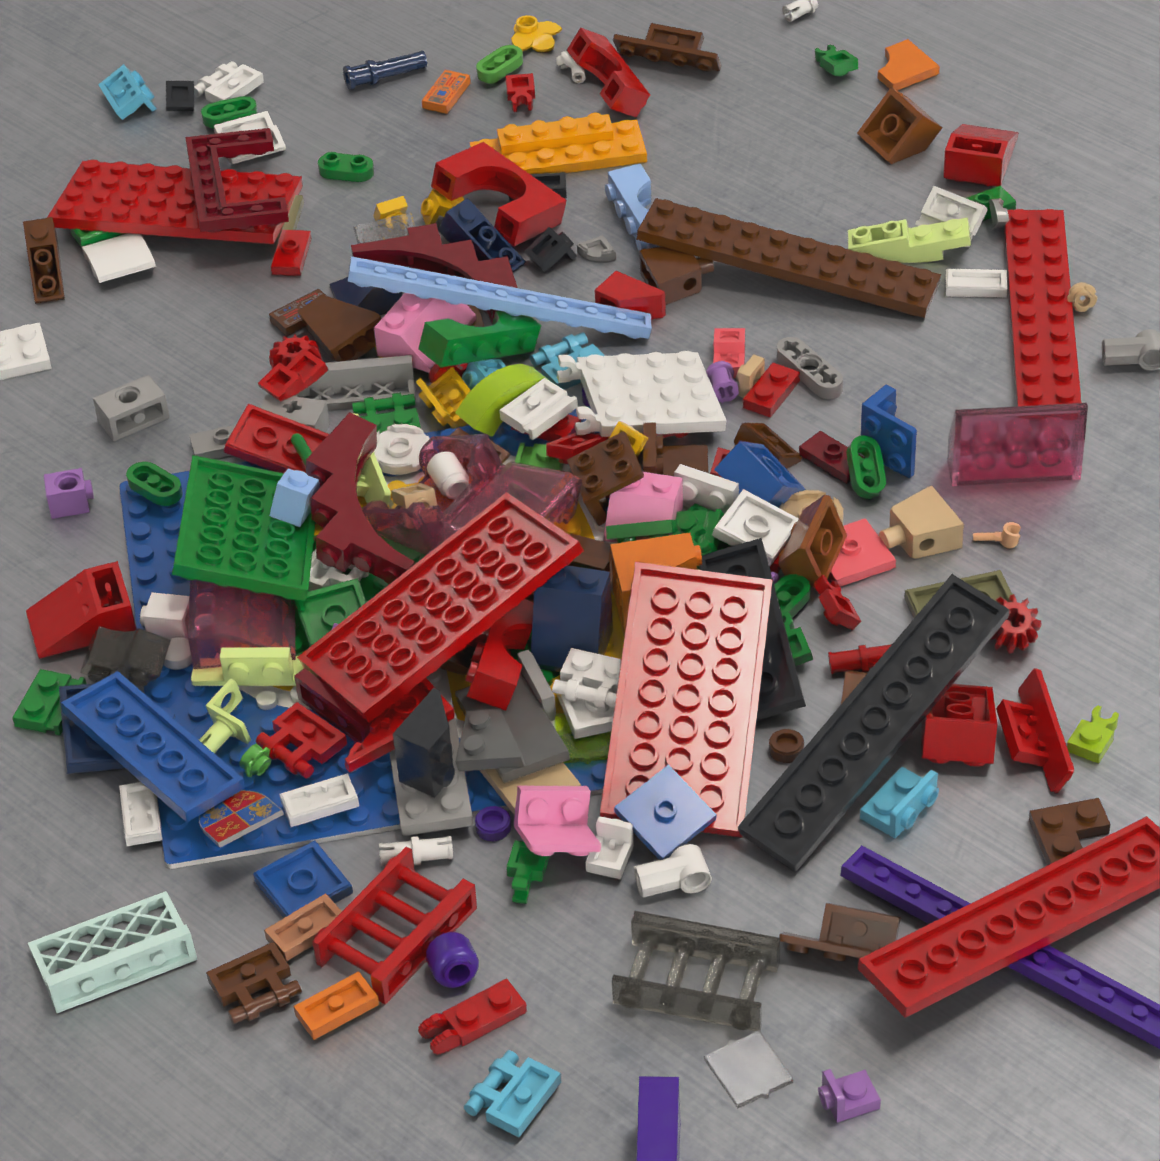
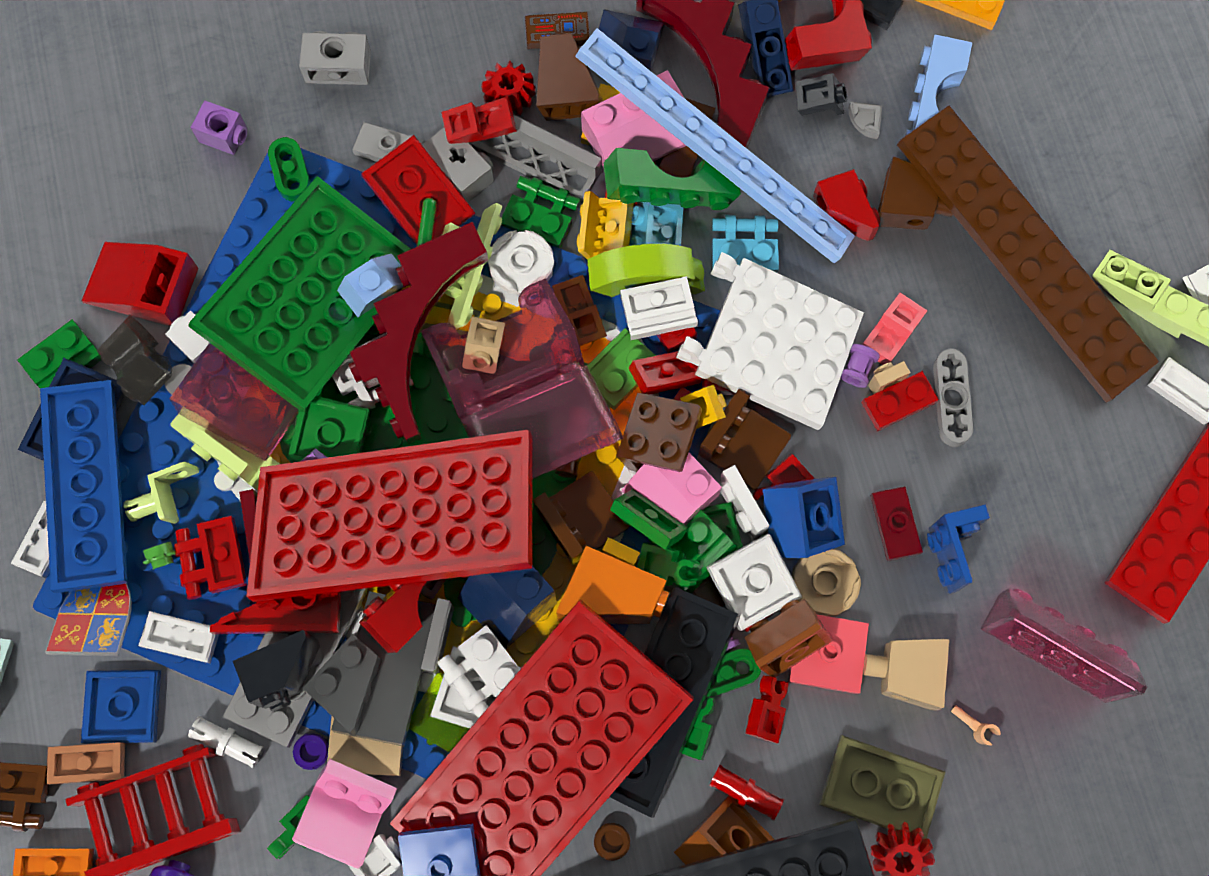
camera: 30 degrees right, 30 degrees up
(448, 474) = (531, 331): white brick -> none
(762, 434) = (846, 460): reddish brown slope -> none
(866, 469) = (913, 566): green plate -> none

